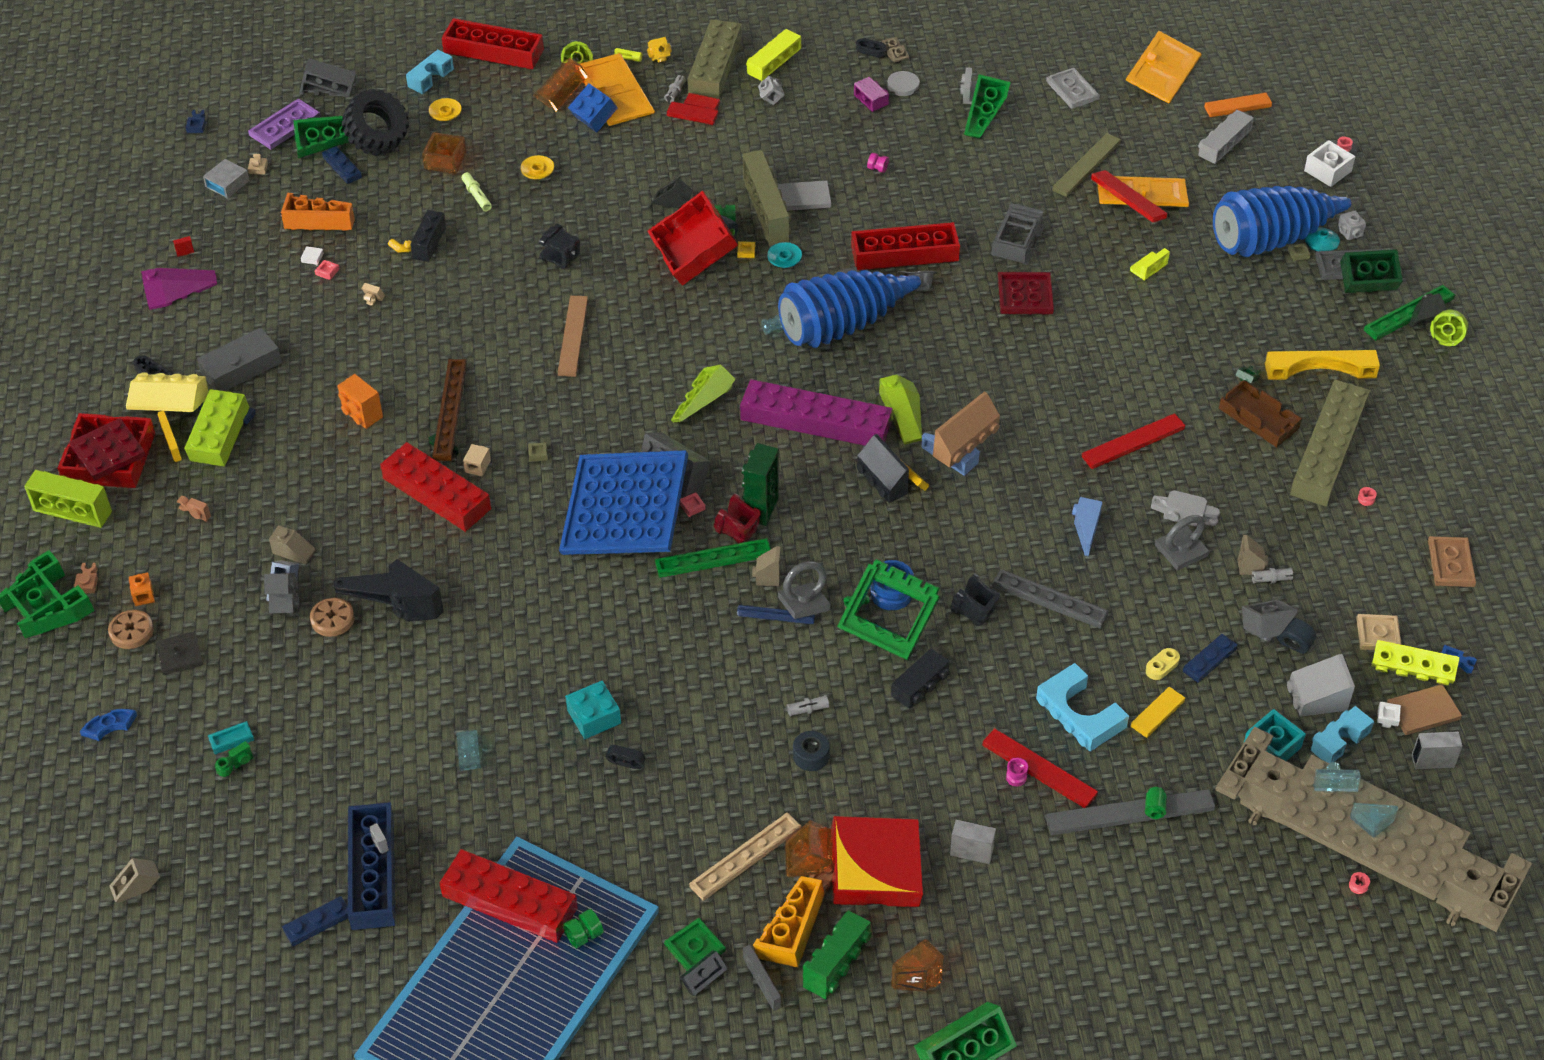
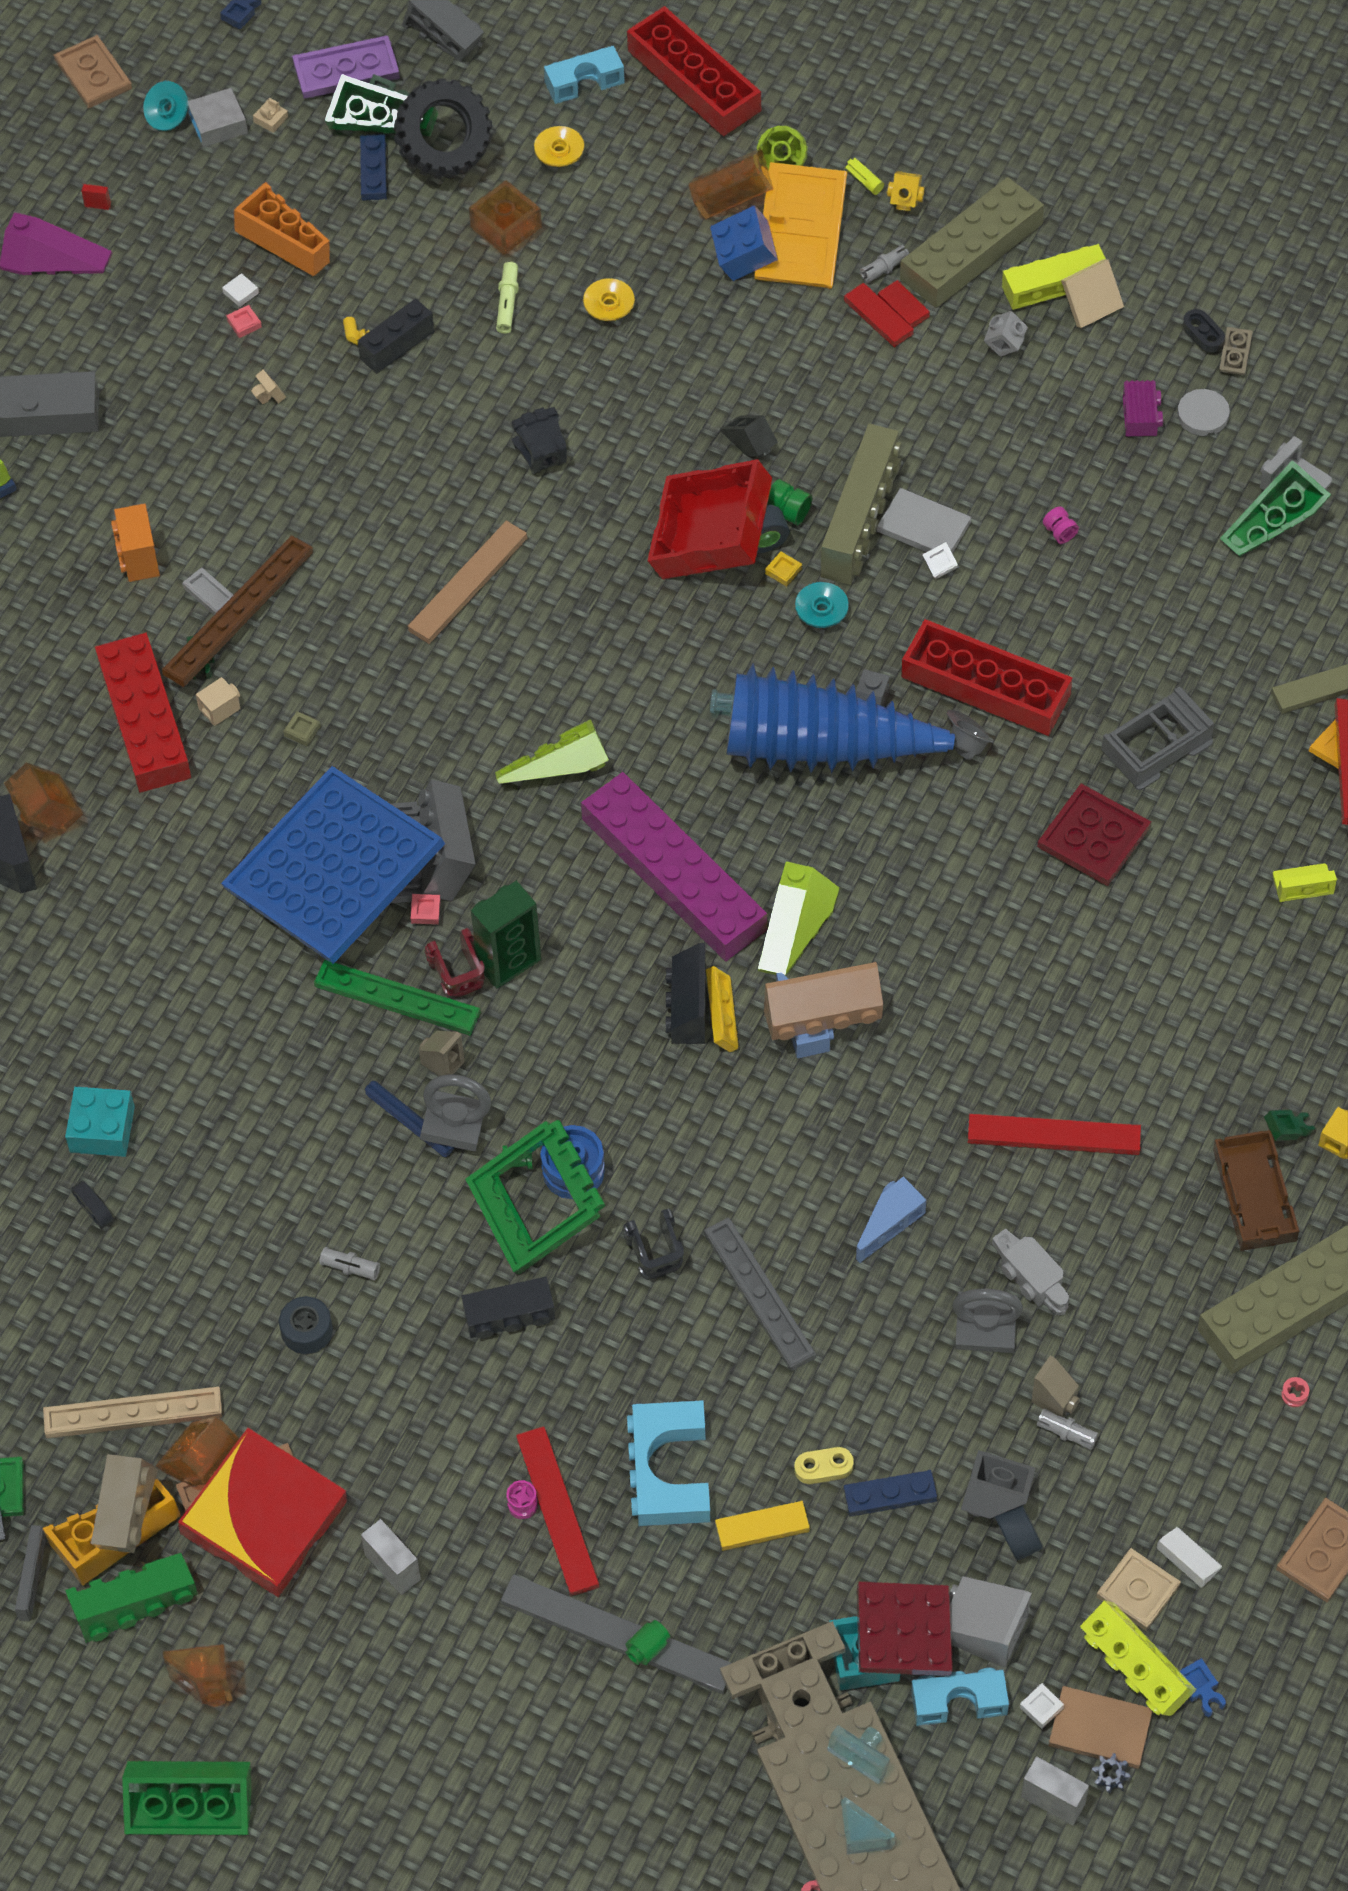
camera: 35 degrees right, 10 degrees up
(127, 189) = (93, 71): none -> medium nougat tile
(185, 179) = (157, 104): none -> teal dish
(415, 556) = (43, 799): none -> clear orange brick
(421, 410) = (207, 590): none -> light grey tile
(799, 895) = (123, 1503): none -> dark tan wedge
(801, 52) = (1092, 293): none -> tan tile
(829, 206) = (940, 560): none -> white tile
(1290, 712) = (904, 1628): none -> dark red plate
(1389, 603) = (1188, 1557): none -> white slope
(1456, 721) = (1104, 1780): none -> gear

